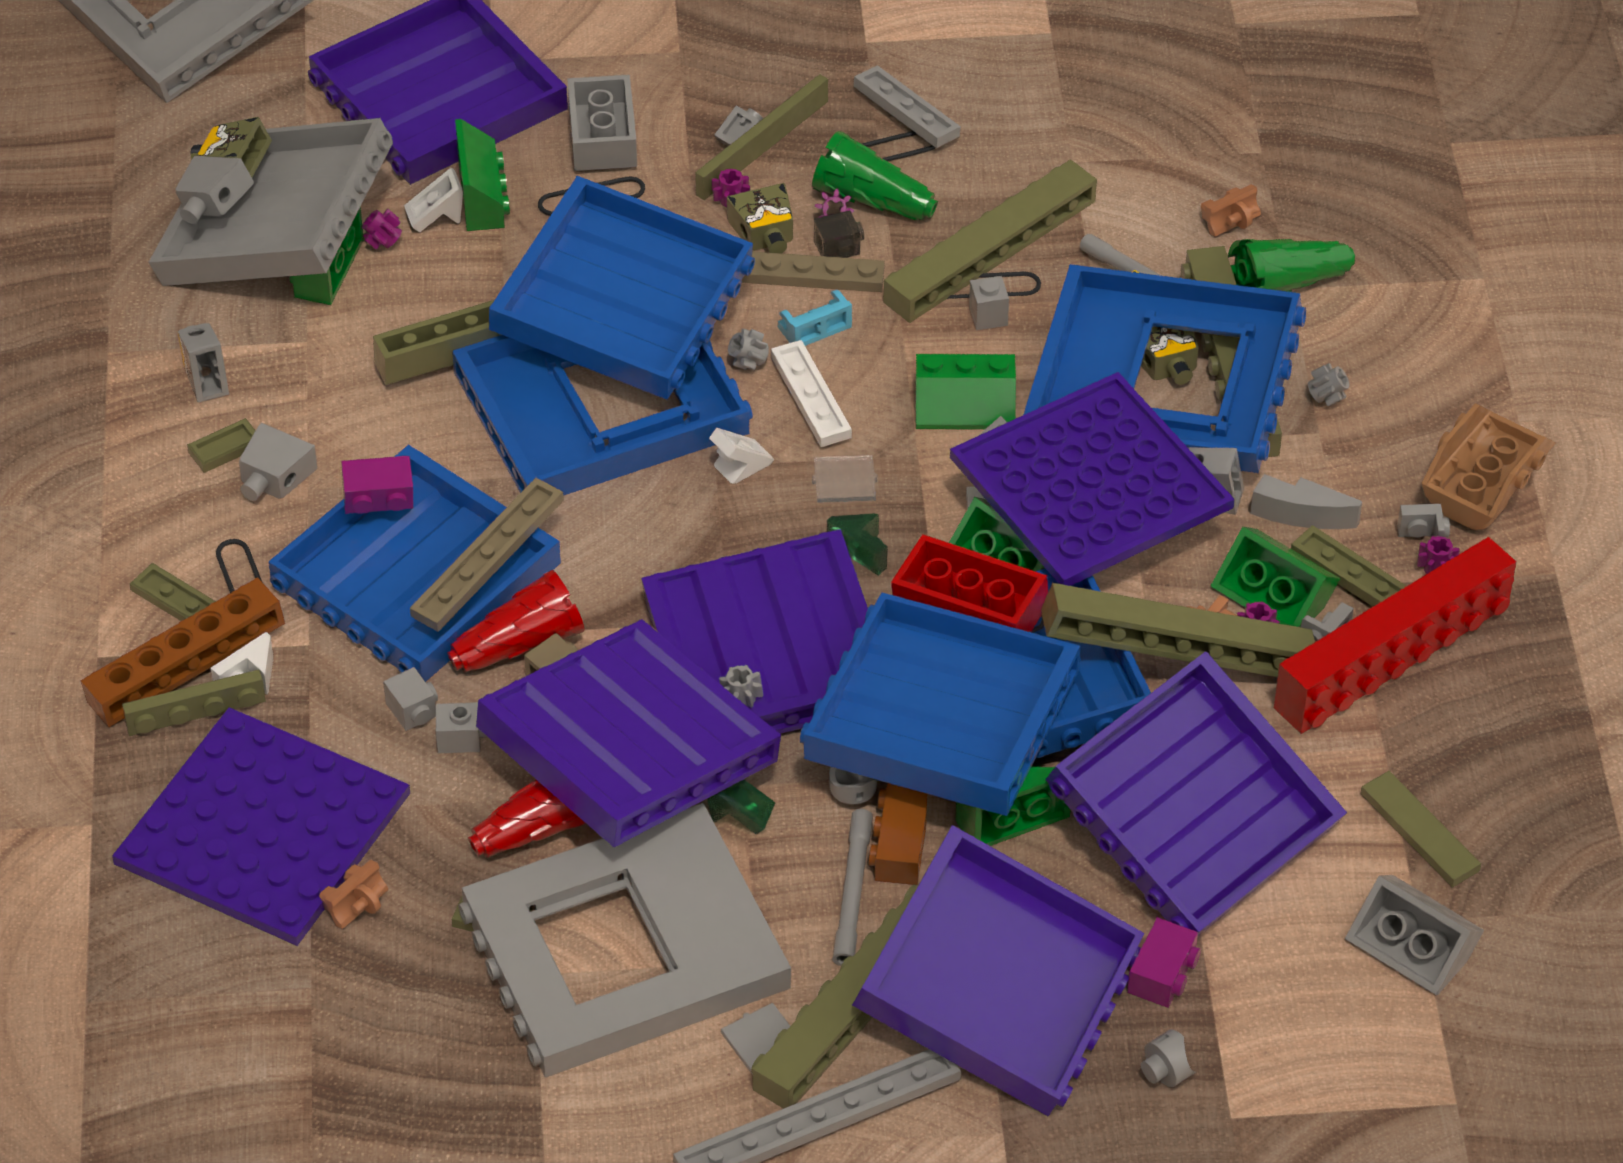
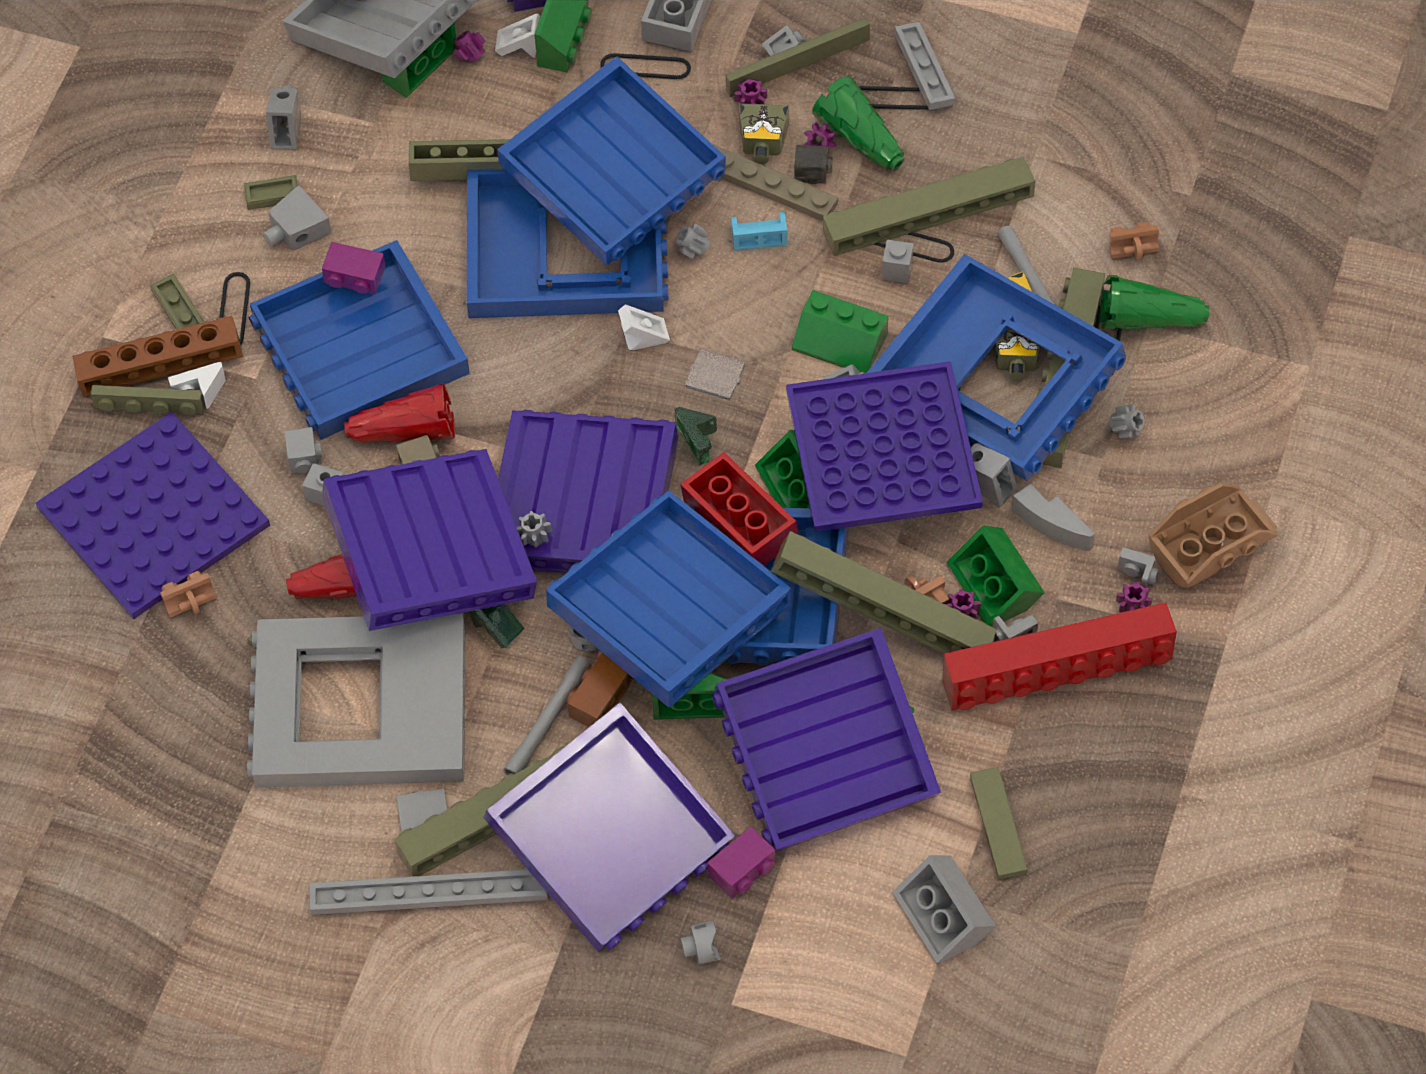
camera: 25 degrees right, 10 degrees up
(486, 554) = (406, 353): dark tan plate -> none
(811, 393) = (723, 294): white plate -> none
(1356, 573) = (1057, 583): olive plate -> none

